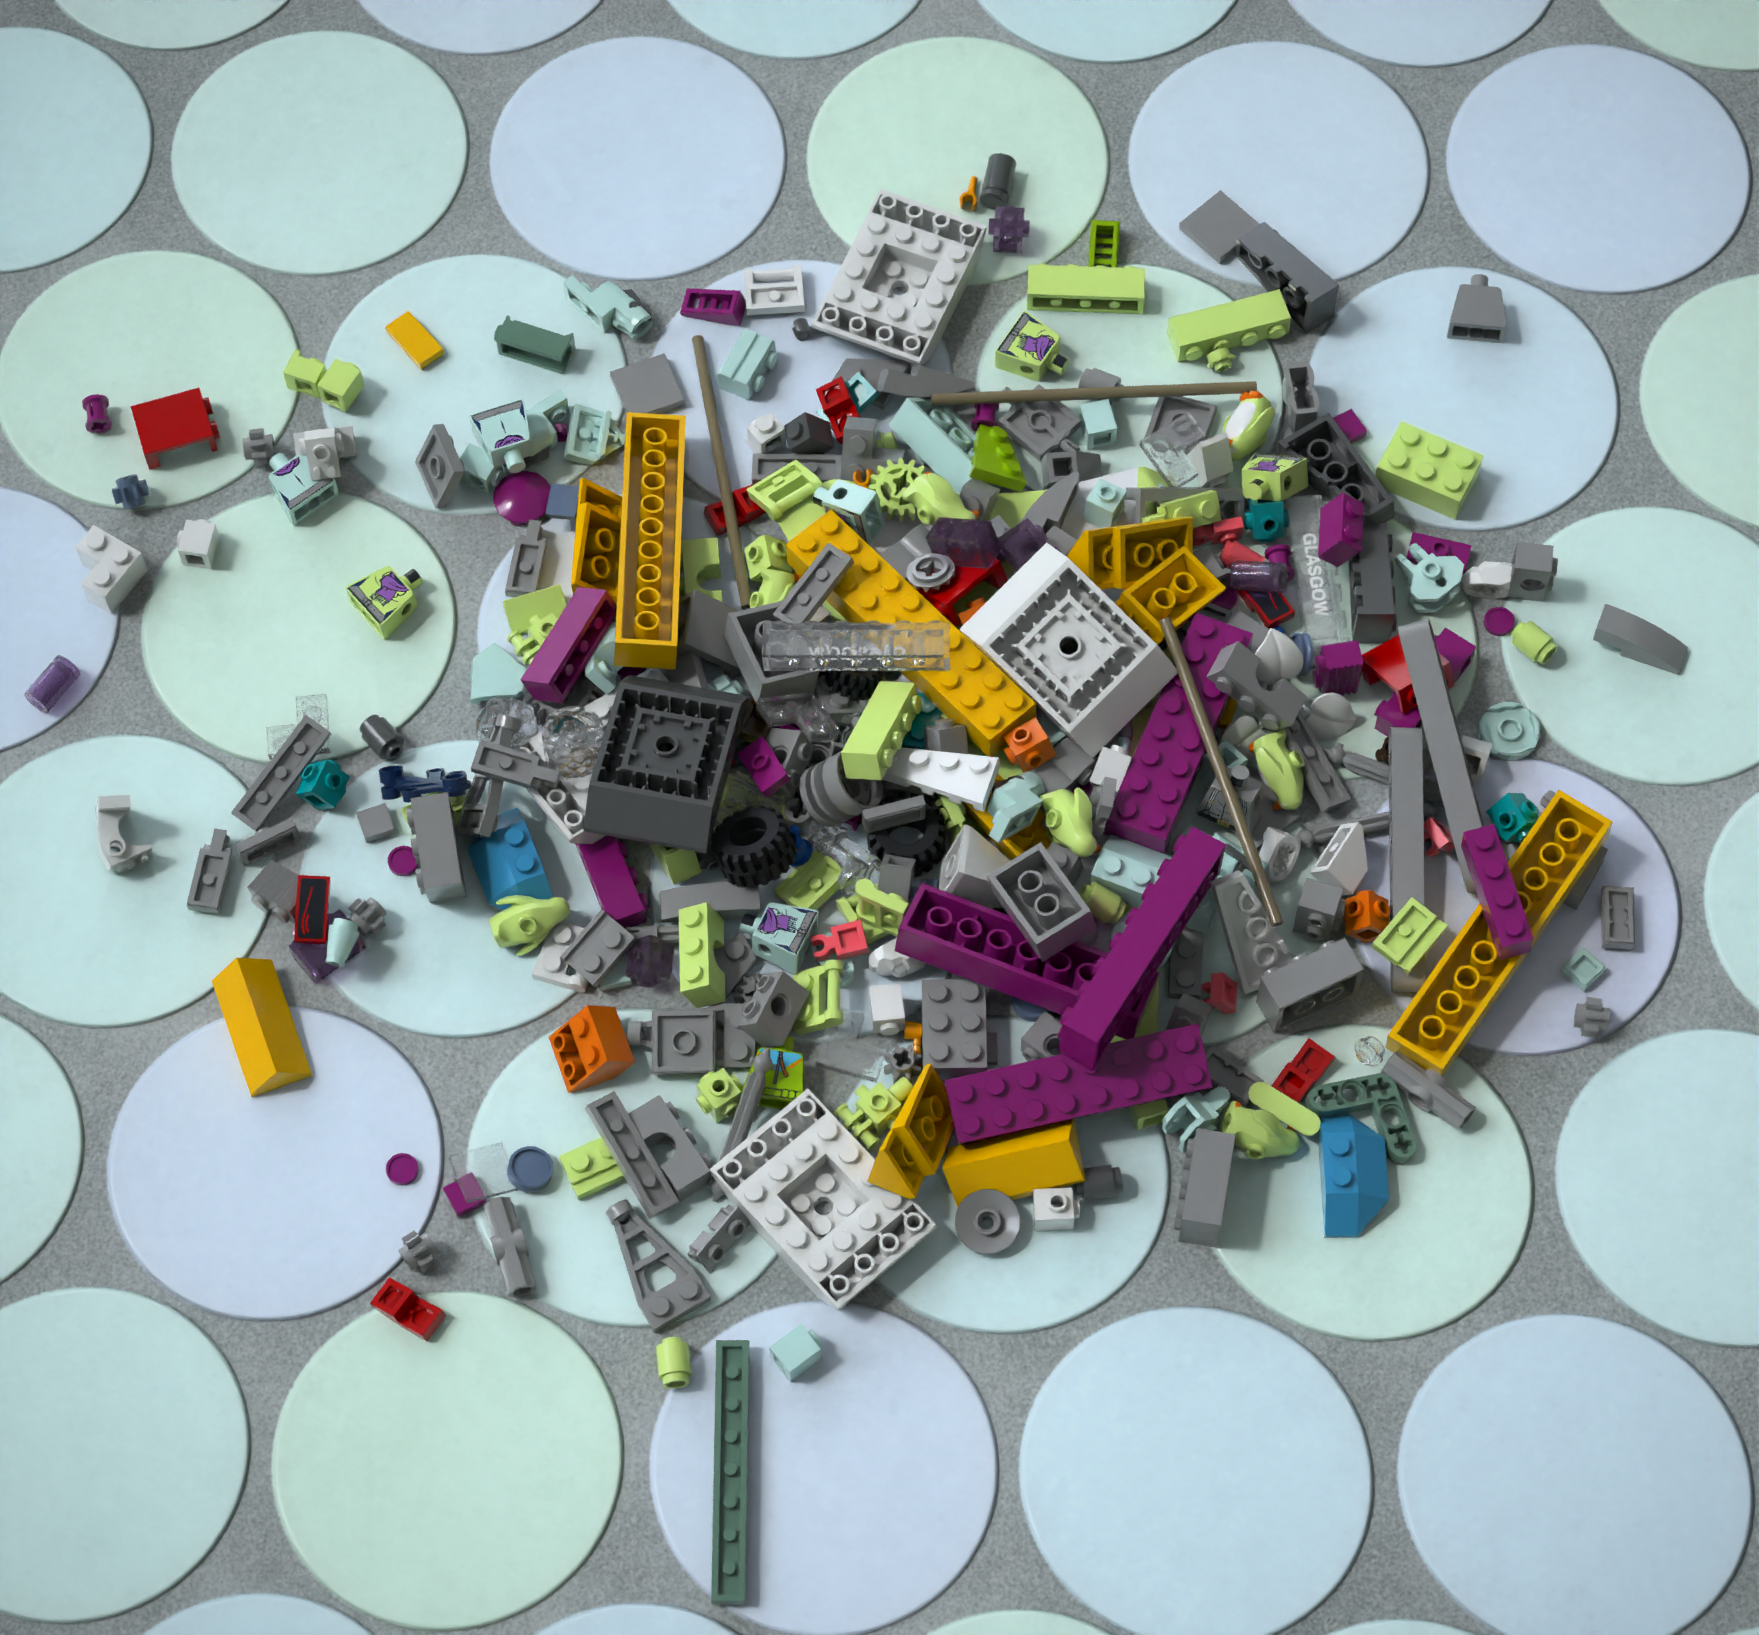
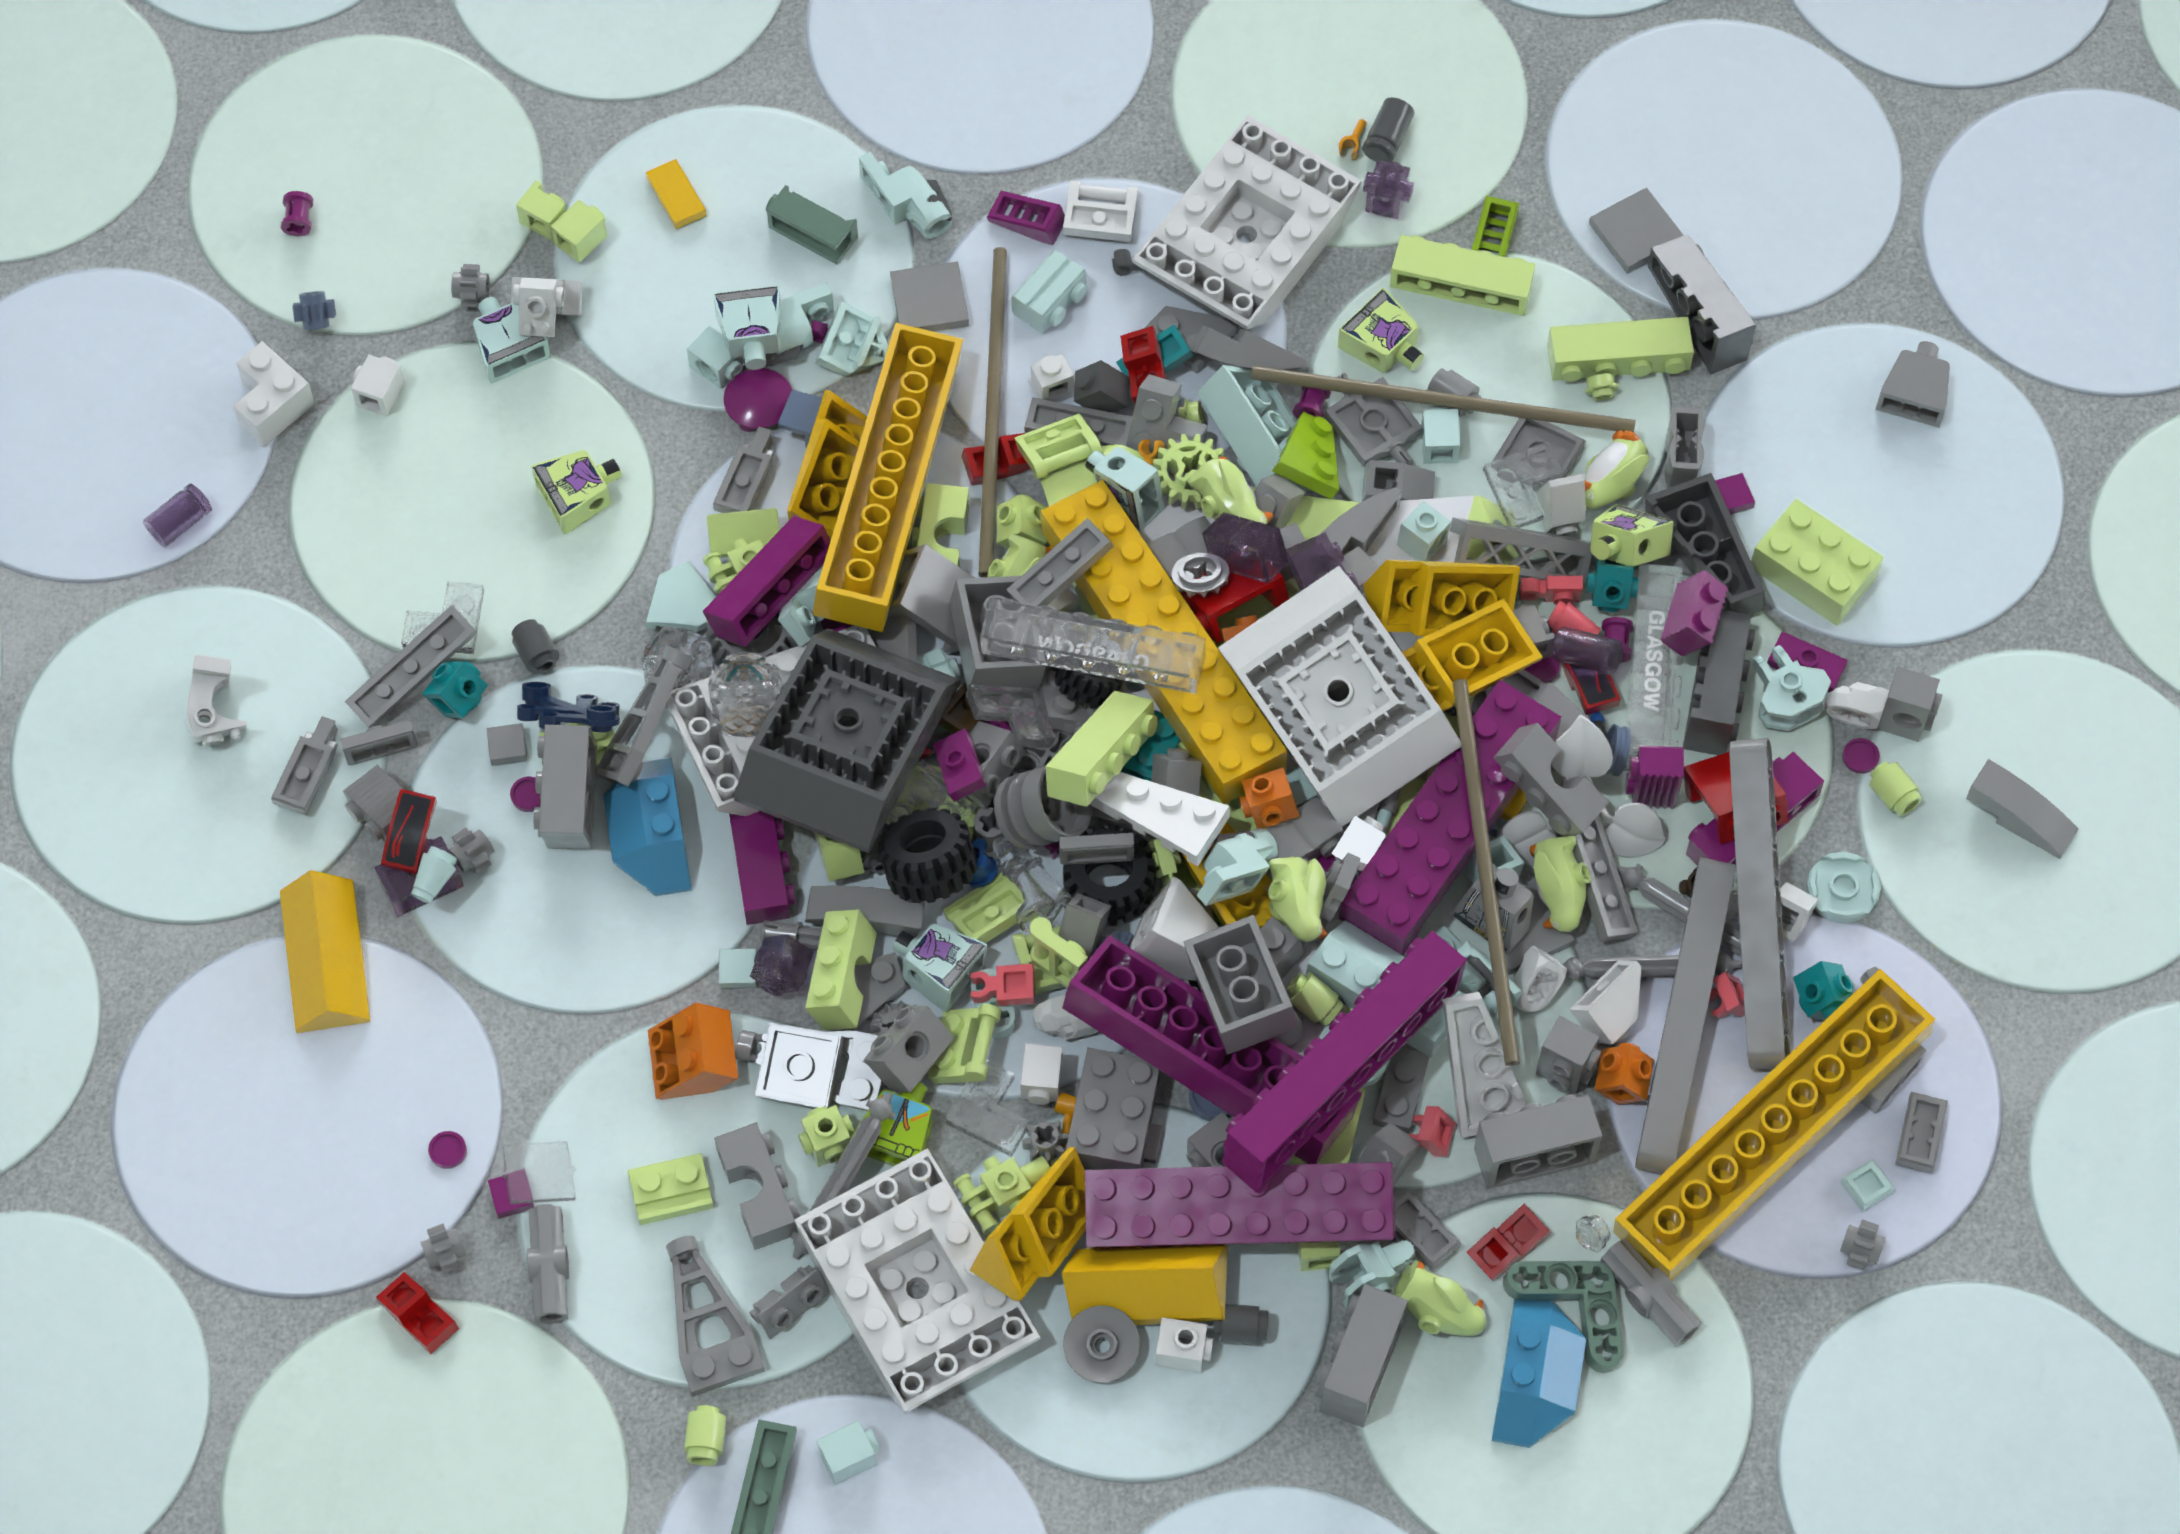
camera: 10 degrees right, 0 degrees up
(174, 423) = (380, 241): red panel -> none
(440, 465) = (670, 345): light grey plate -> none
(513, 766) = (670, 710): light grey hinge -> none
(527, 920) = (651, 891): yellowish green animal -> none
(530, 1169) = (591, 1178): sand blue piece -> none
(551, 967) = (682, 934): white plate -> none
(598, 948) = (725, 938): light grey plate -> none
(631, 1155) = (709, 1185): light grey plate -> none
(1201, 506) = (1534, 557): yellowish green hinge -> none
(1284, 1108) = (1476, 1280): yellowish green piece -> none
(1409, 935) = (1667, 1106): yellowish green plate -> none
(1496, 892) = (1778, 1075): magenta brick -> none

